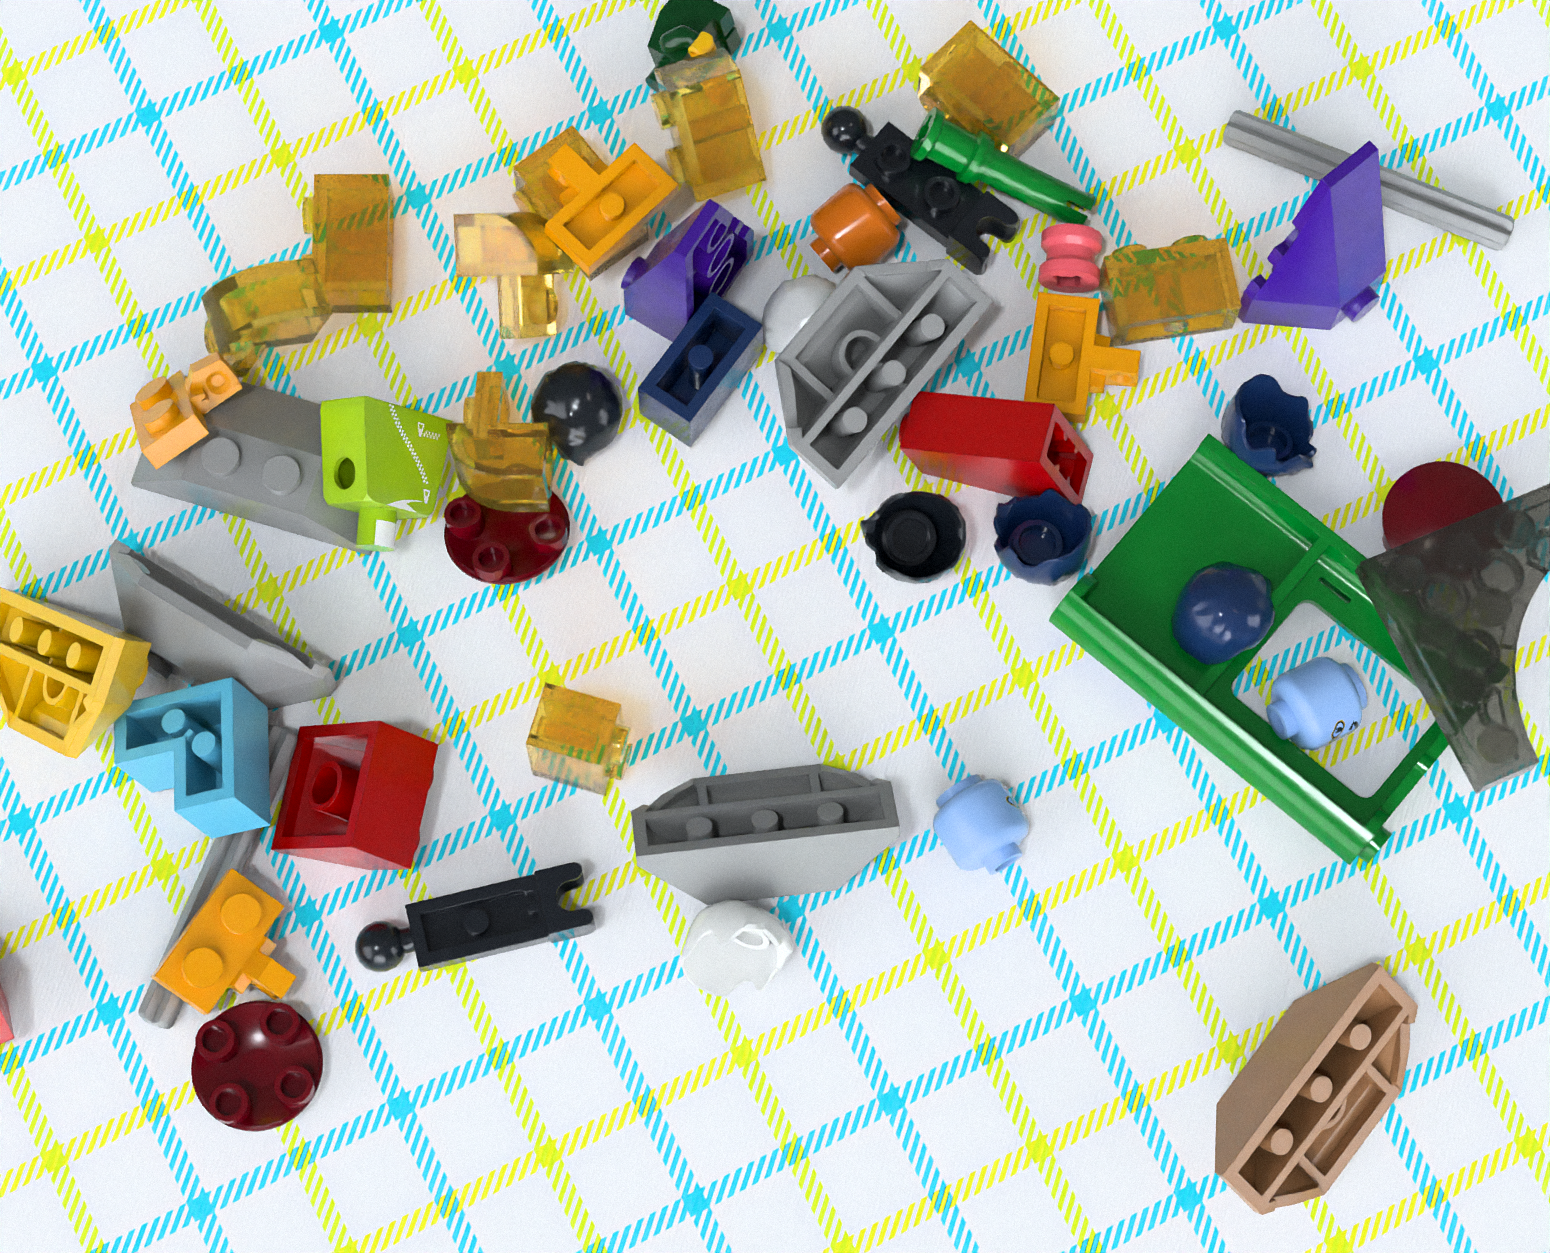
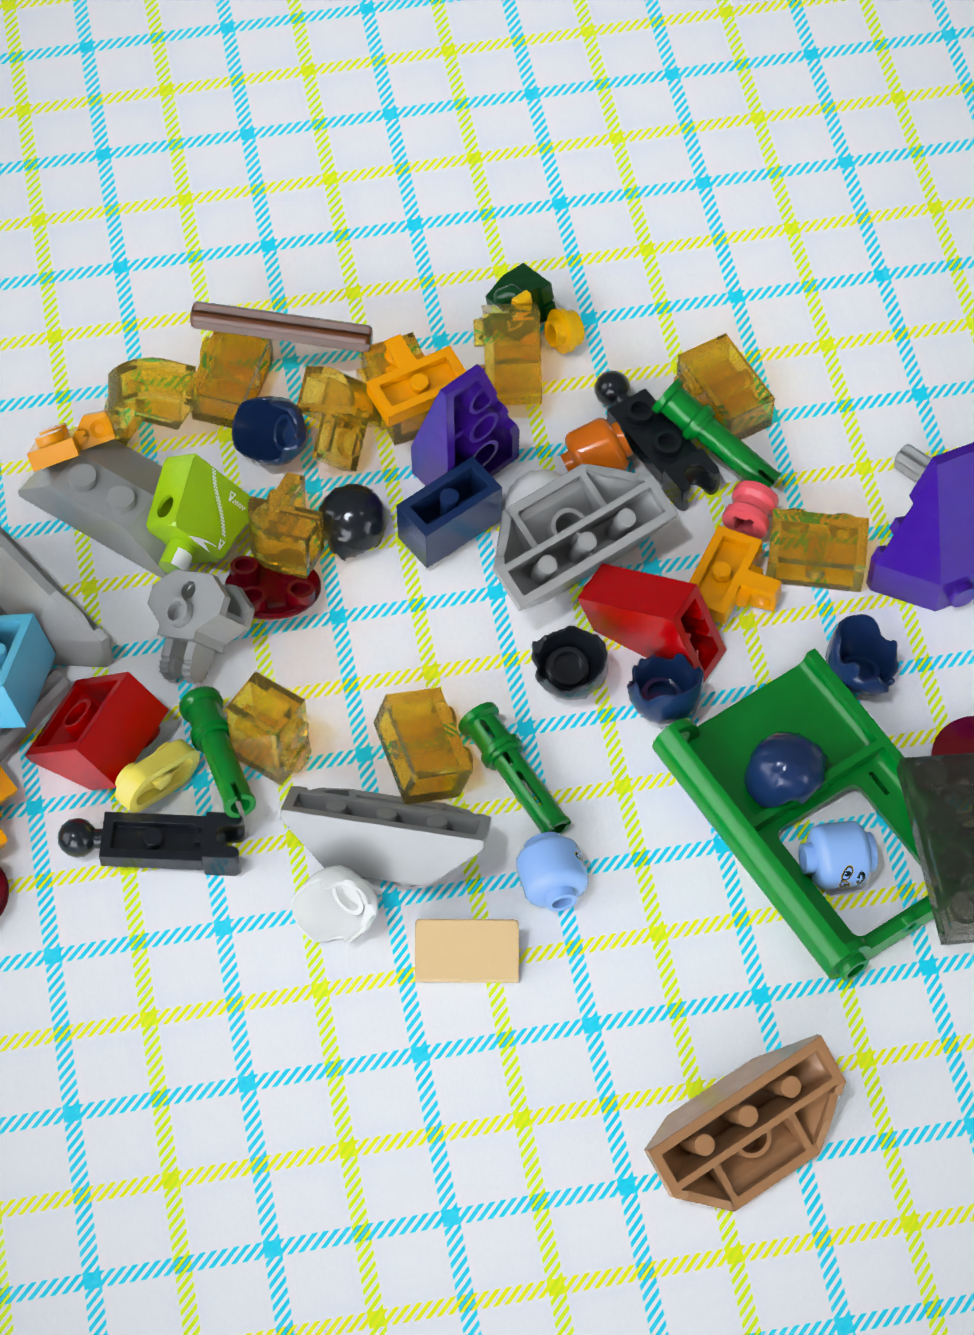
camera: 20 degrees right, 15 degrees down
(402, 167) = (281, 326): none -> axle
(432, 612) = (196, 621): none -> light grey hinge
(433, 314) = (269, 430): none -> dark blue hair
(462, 820) = (156, 775): none -> light yellow plate
(506, 765) = (211, 736): none -> green pin
(759, 61) = (564, 330): none -> yellow plate
(771, 701) = (423, 745): none -> clear yellow brick
(908, 957) = (467, 950): none -> tan slope
(953, 749) = (507, 749): none -> green pin

